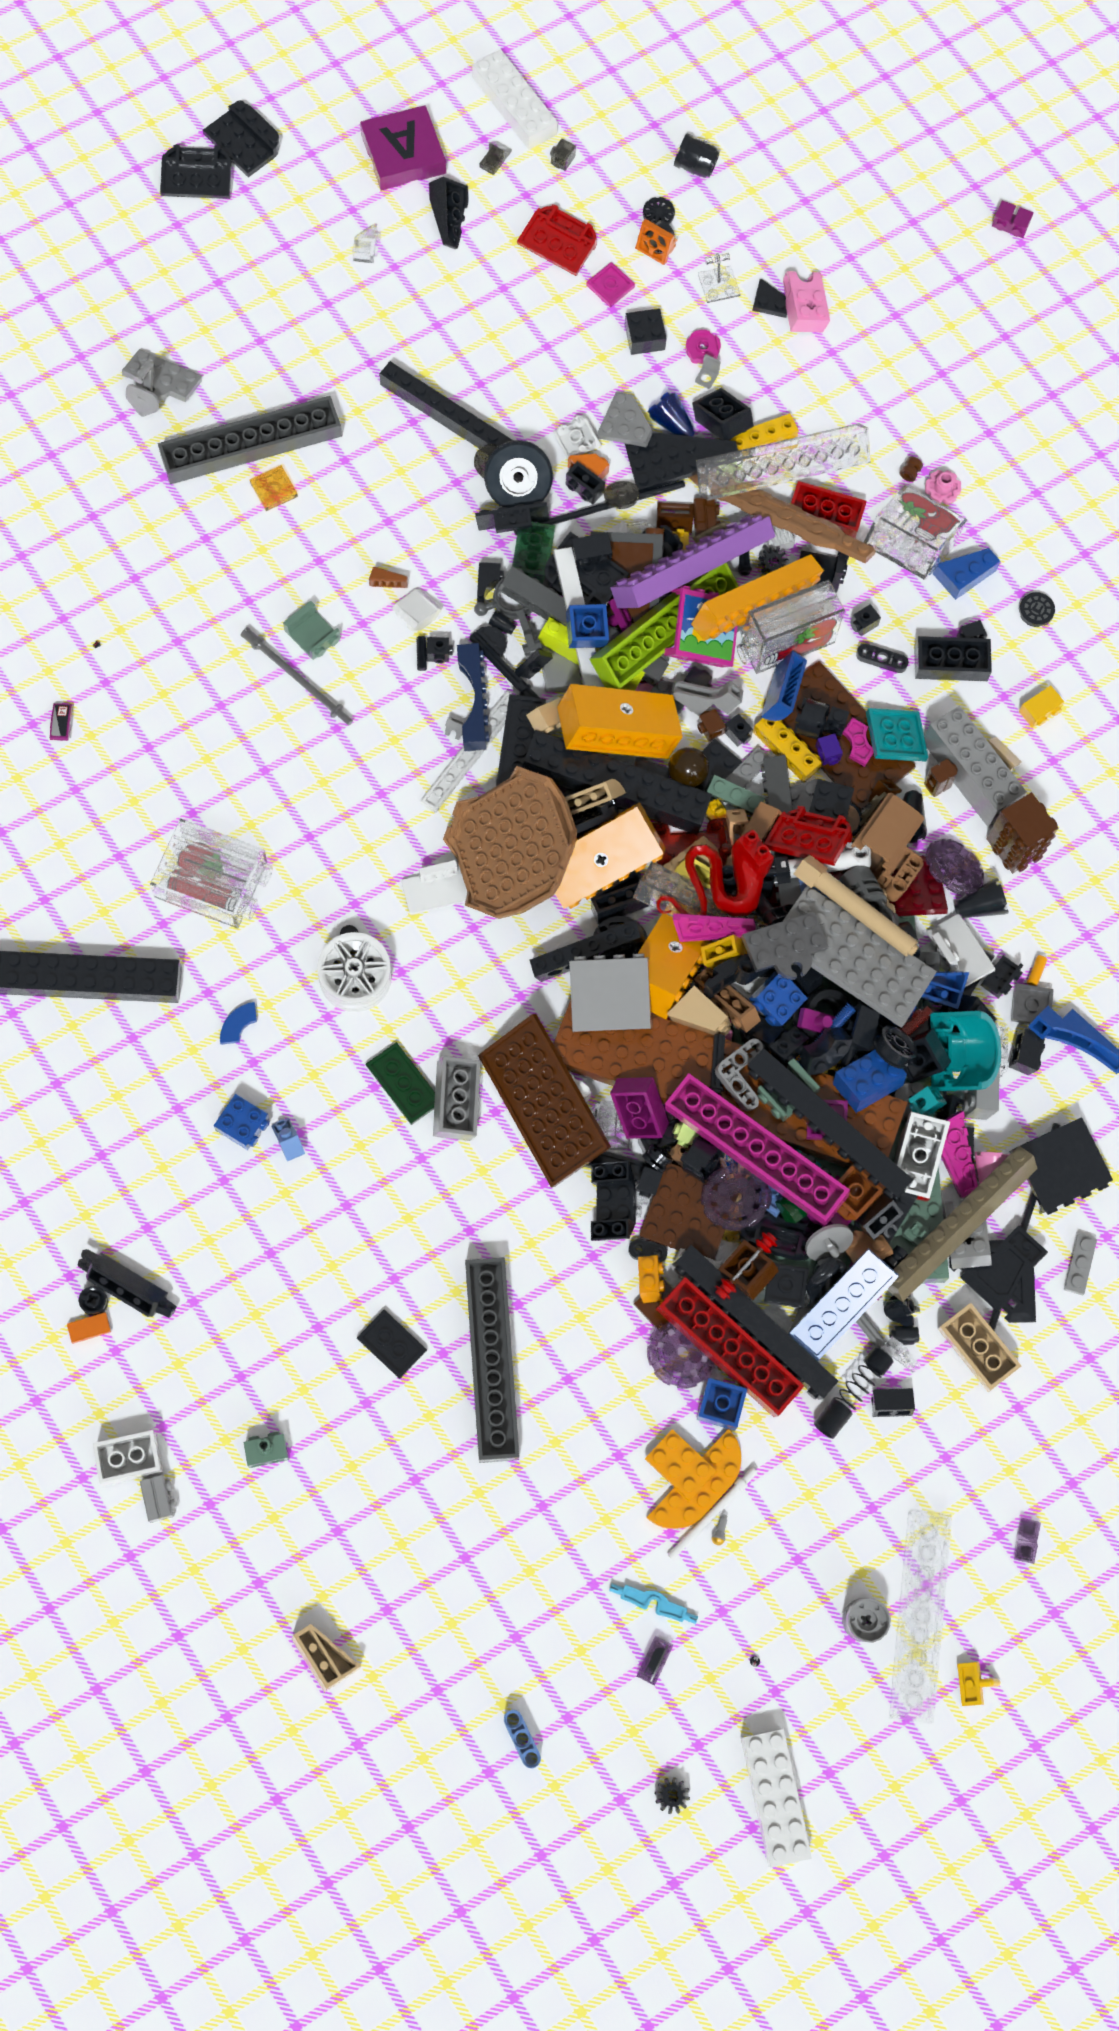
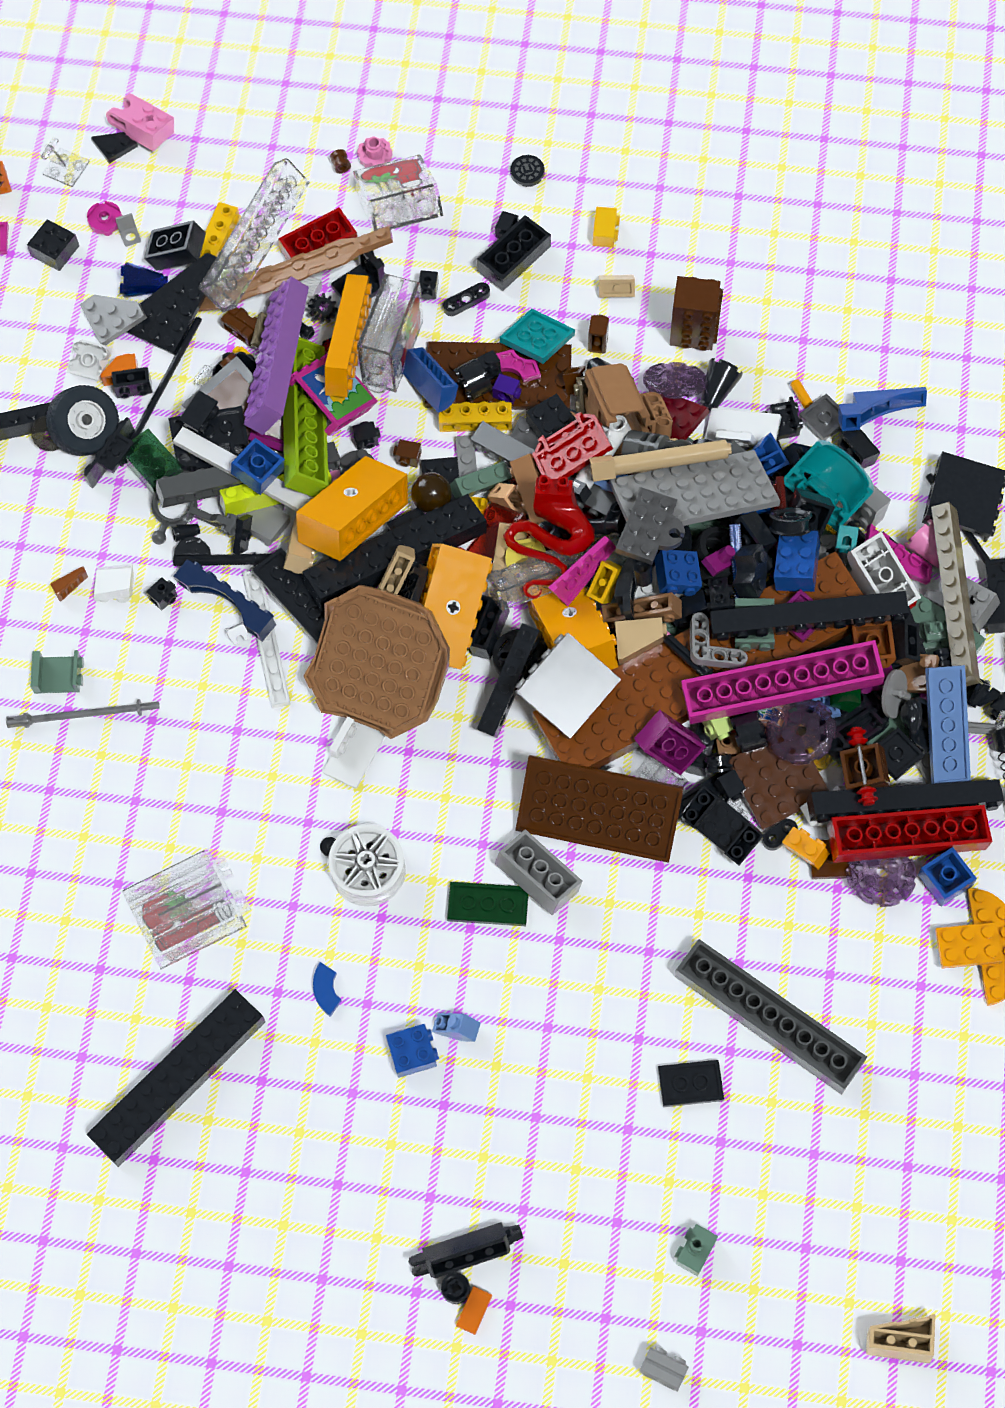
camera: 40 degrees left, 5 degrees down
(127, 1458) = (611, 1364): white brick -> none
(421, 653) = (152, 608): black axle -> none
(488, 577) = (139, 510): black arch -> none
(625, 488) = (163, 359): clear smoke tile -> none
(675, 520) = (223, 346): reddish brown tile -> none
(700, 698) = (382, 442): light grey arch -> none
(738, 730) = (431, 438): black brick -> none
(966, 572) = (456, 189): blue wedge -> none
(981, 772) = (630, 304): light grey brick -> none

